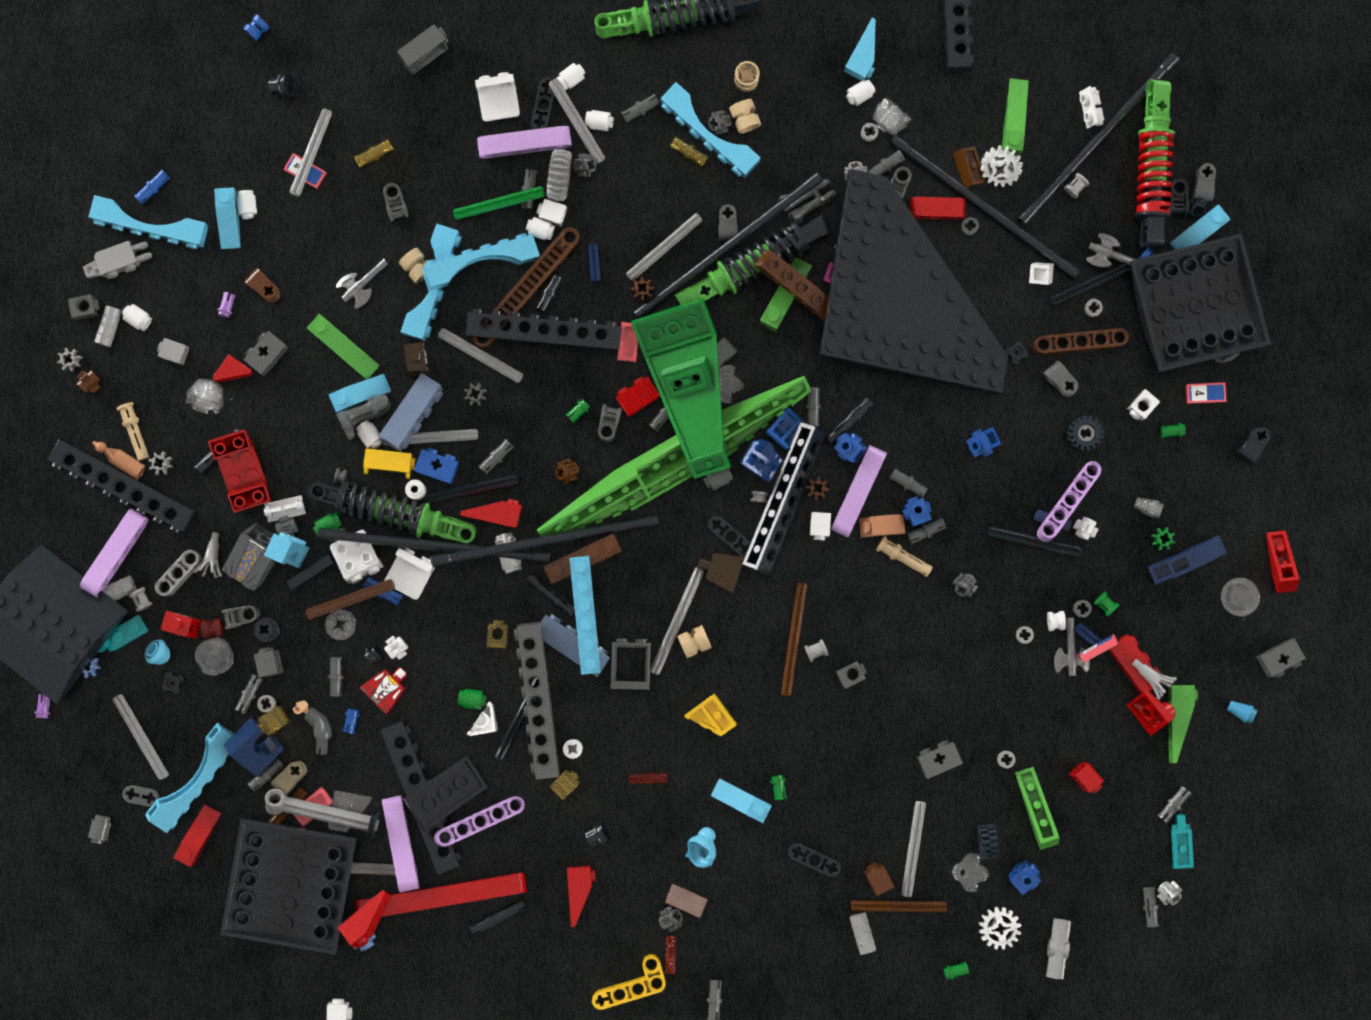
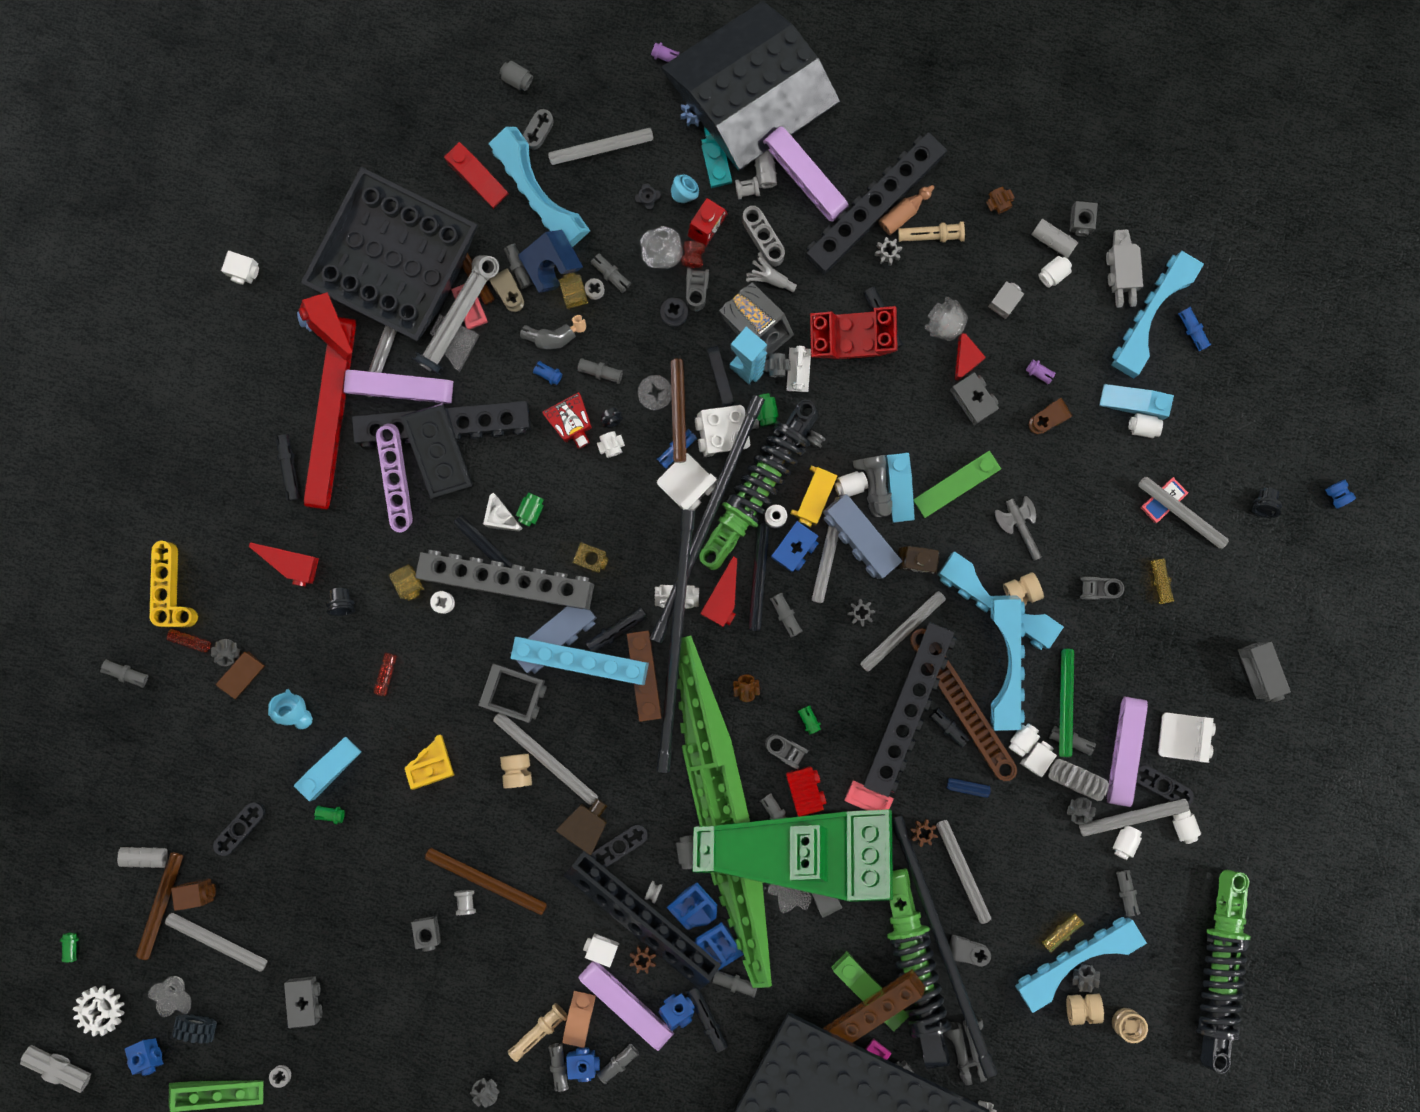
camera: 110 degrees right, 0 degrees up
(63, 360) = (1030, 180): light grey gear -> none
(268, 662) = (636, 303): dark grey brick -> none

